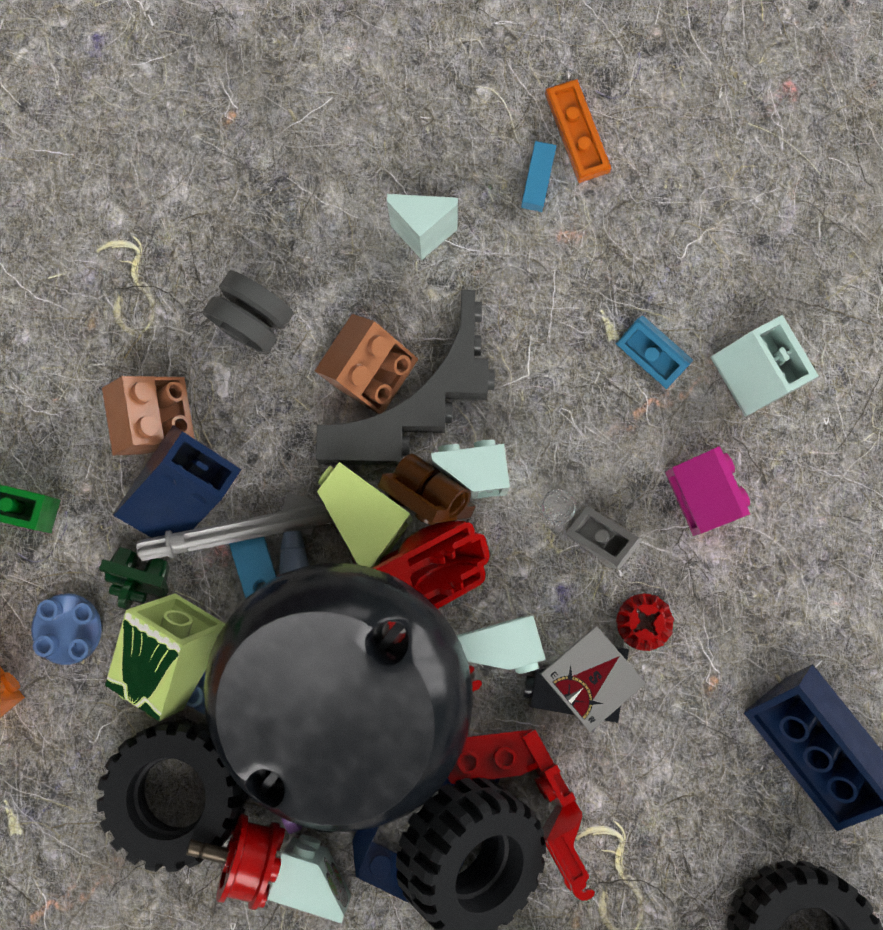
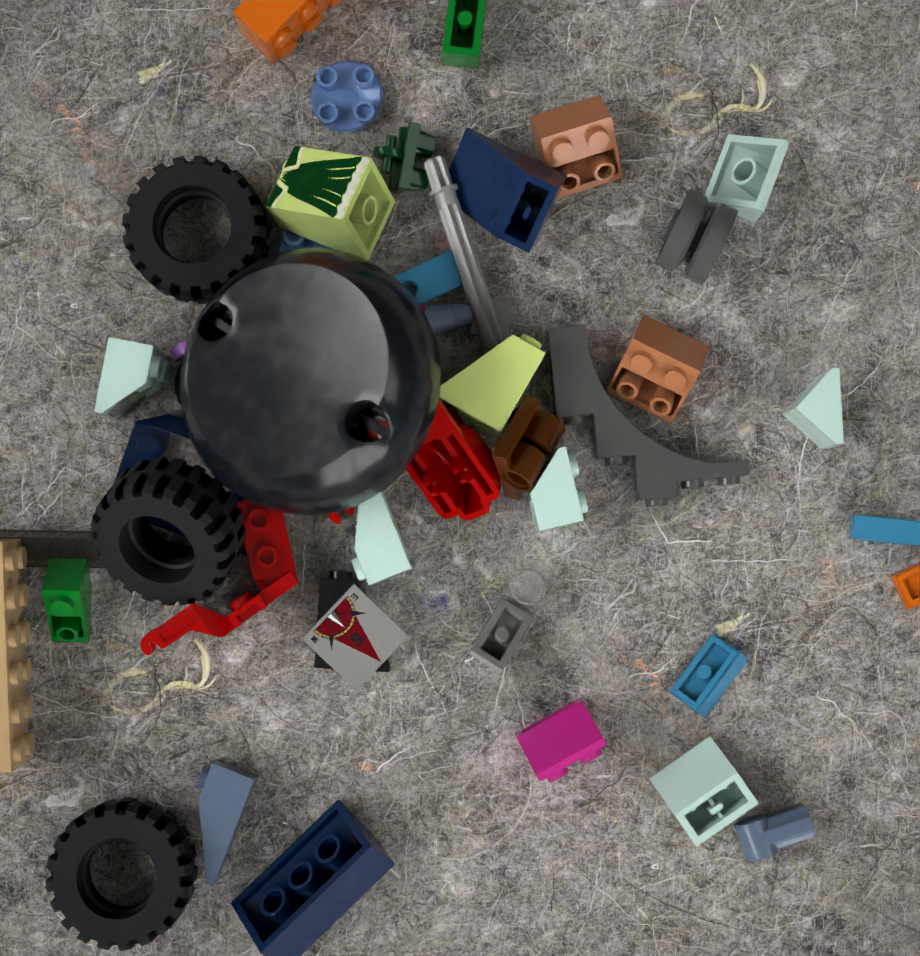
camera: 80 degrees right, 5 degrees up
(196, 261) = (746, 174): none -> light aqua slope
(246, 862) = (140, 311): red wheel -> none
(628, 619) = (401, 689): red gear -> none
(747, 832) = (221, 809): none -> sand blue slope
(804, 309) = (764, 835): none -> sand blue piece

